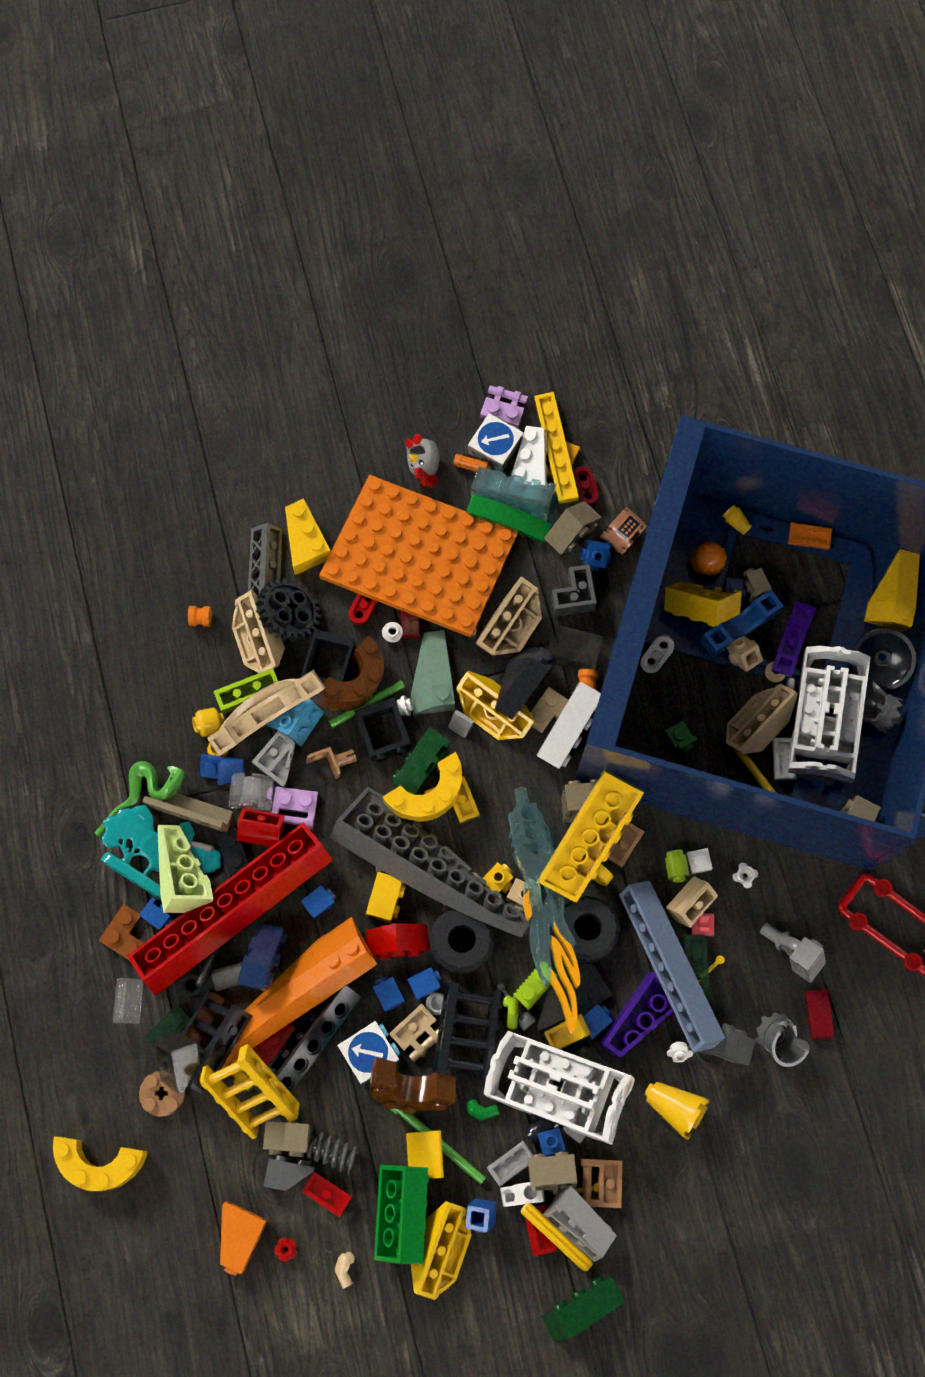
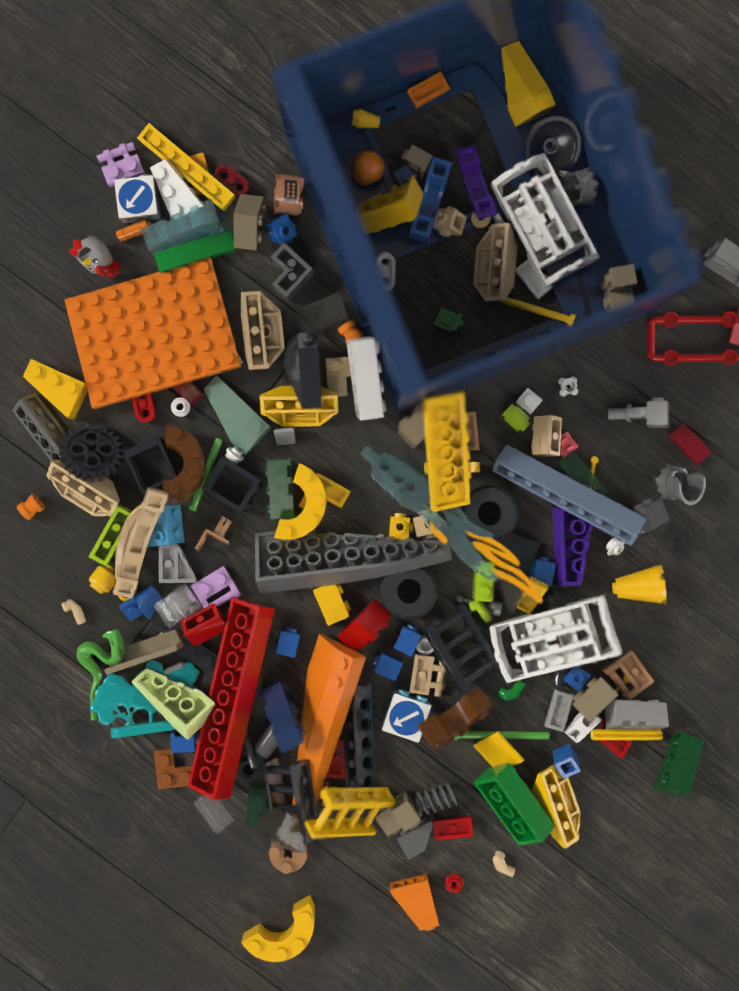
camera: 40 degrees left, 15 degrees up
(163, 729) = (76, 609): none -> tan arm

